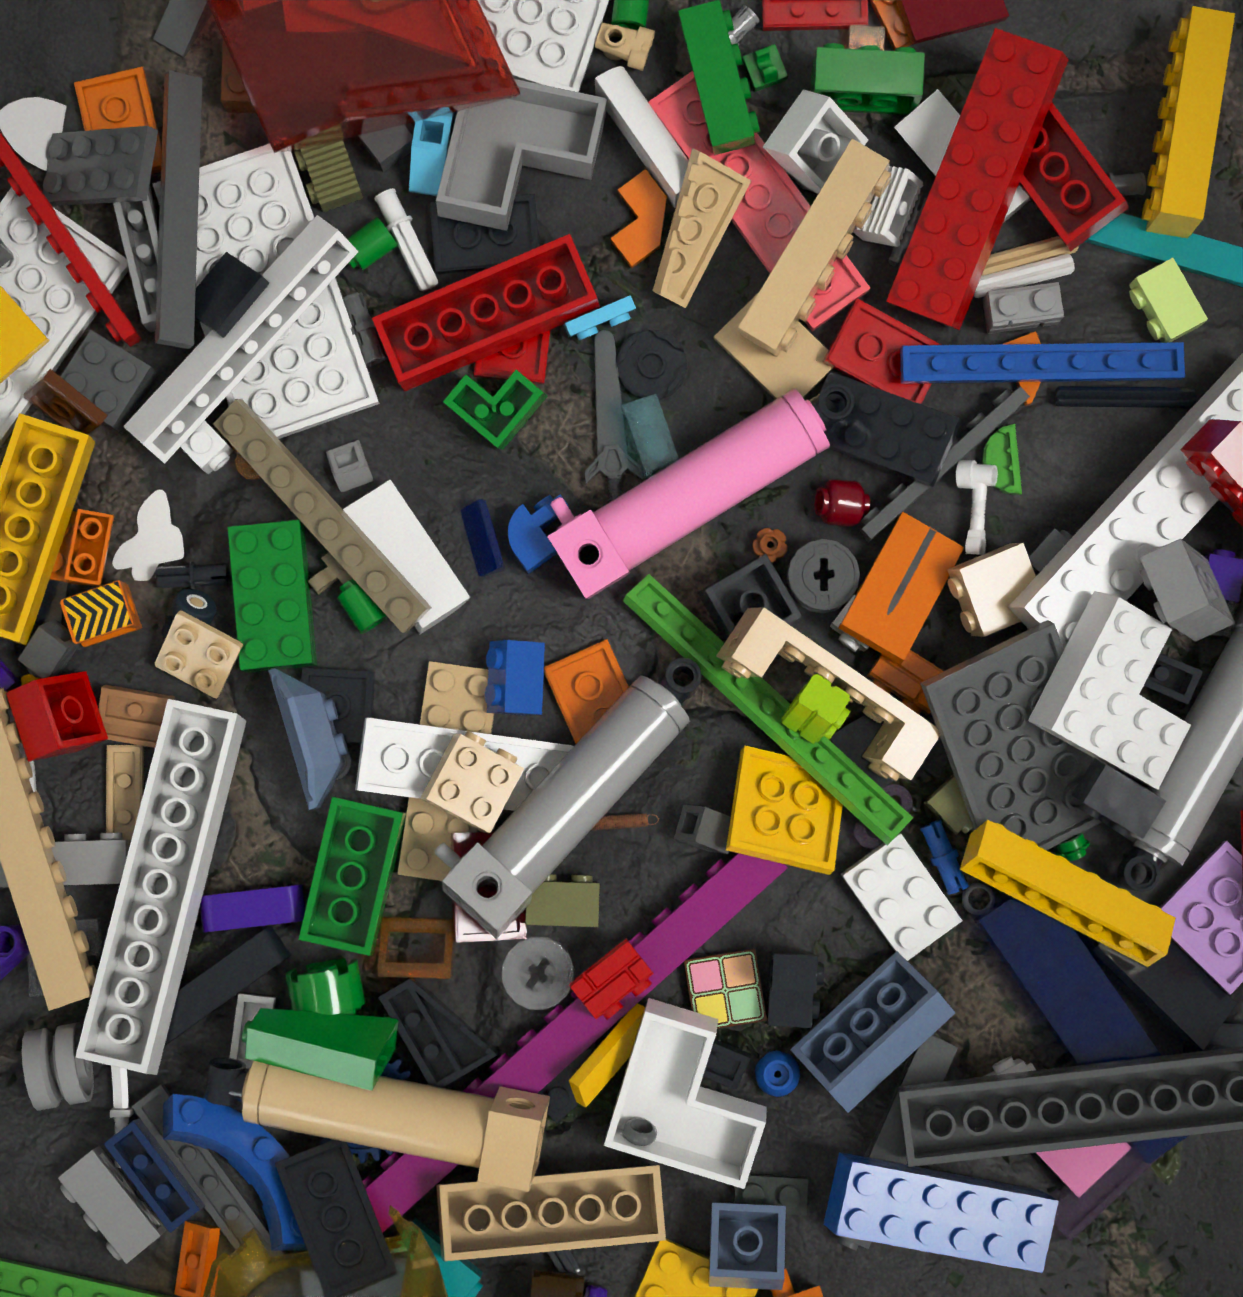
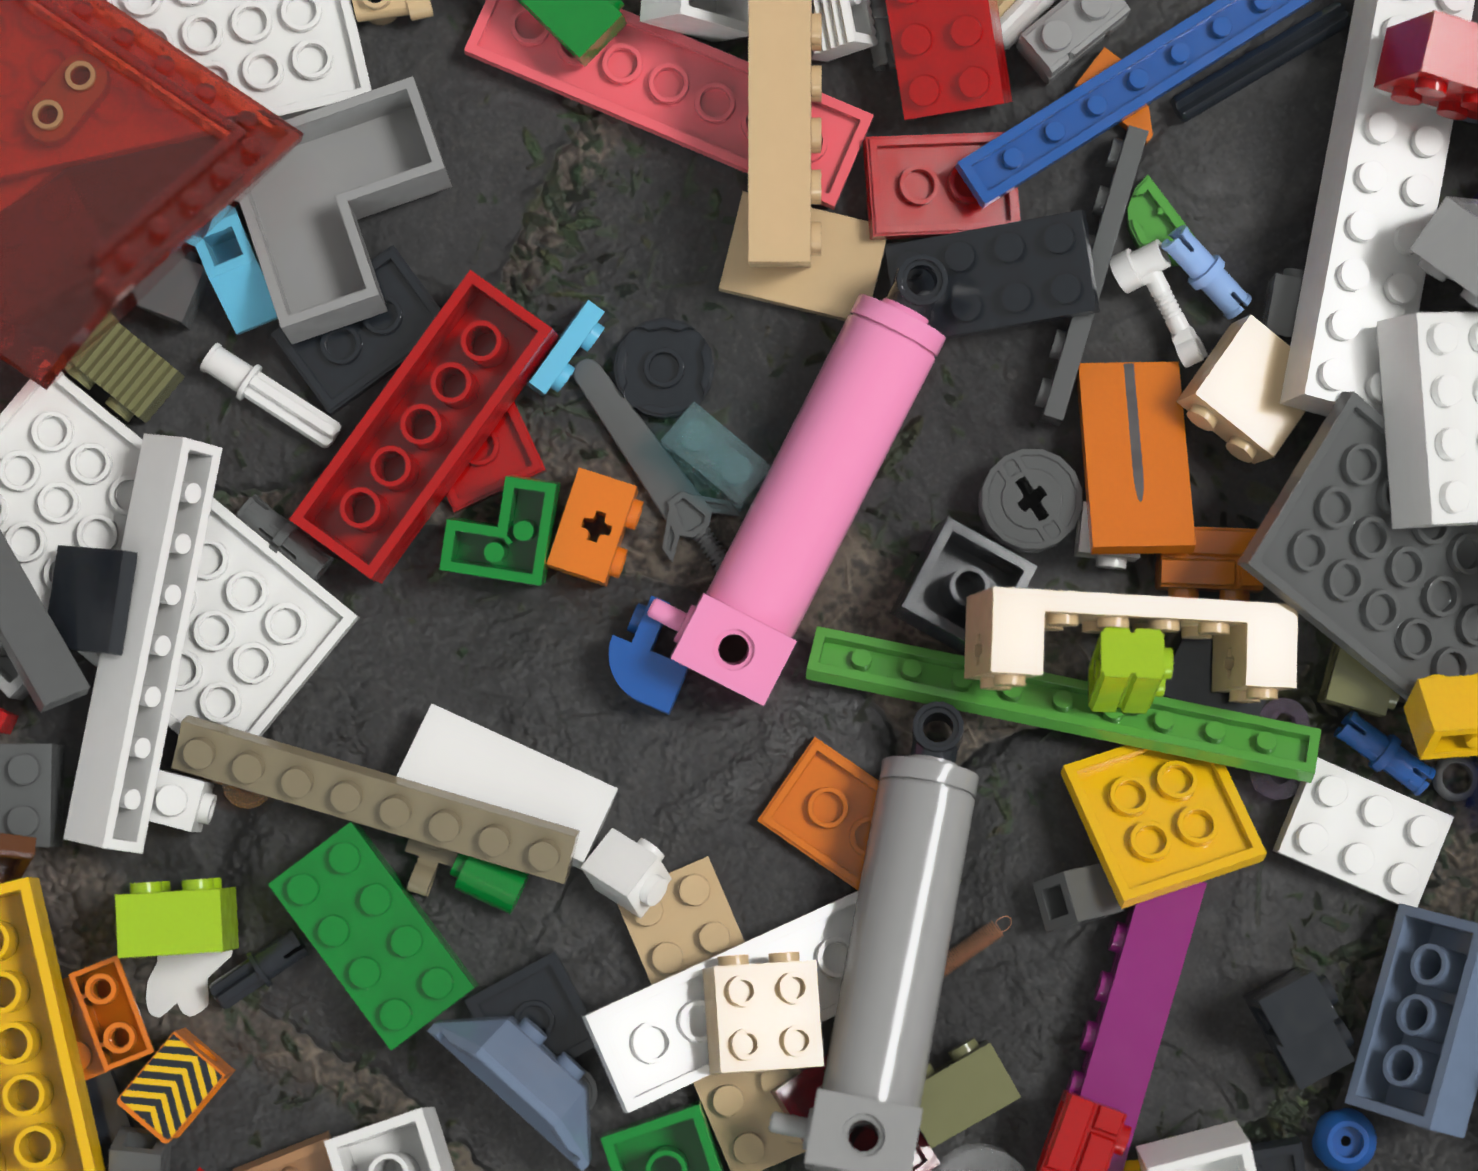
camera: 30 degrees left, 0 degrees up
(157, 514) = (176, 922): none -> lime brick
(193, 647) = (316, 1059): tan plate -> none
(349, 466) = (369, 716): light grey slope -> none
(372, 243) = (231, 426): green brick -> none
(445, 650) = (628, 872): none -> white brick
(482, 538) = (587, 706): clear blue slope -> none
(515, 677) = (733, 853): blue brick -> none
(558, 415) = (594, 497): none -> orange brick
(643, 130) = (490, 91): white brick -> none
(643, 234) = (541, 176): orange tile -> none
(699, 222) = (618, 159): tan wing -> none
(726, 987) = (1219, 1073): tile -> none
(776, 537) = (942, 487): dark orange plate -> none
(841, 502) = (998, 397): dark red head -> none
(1013, 503) = (1206, 272): none -> light blue pin

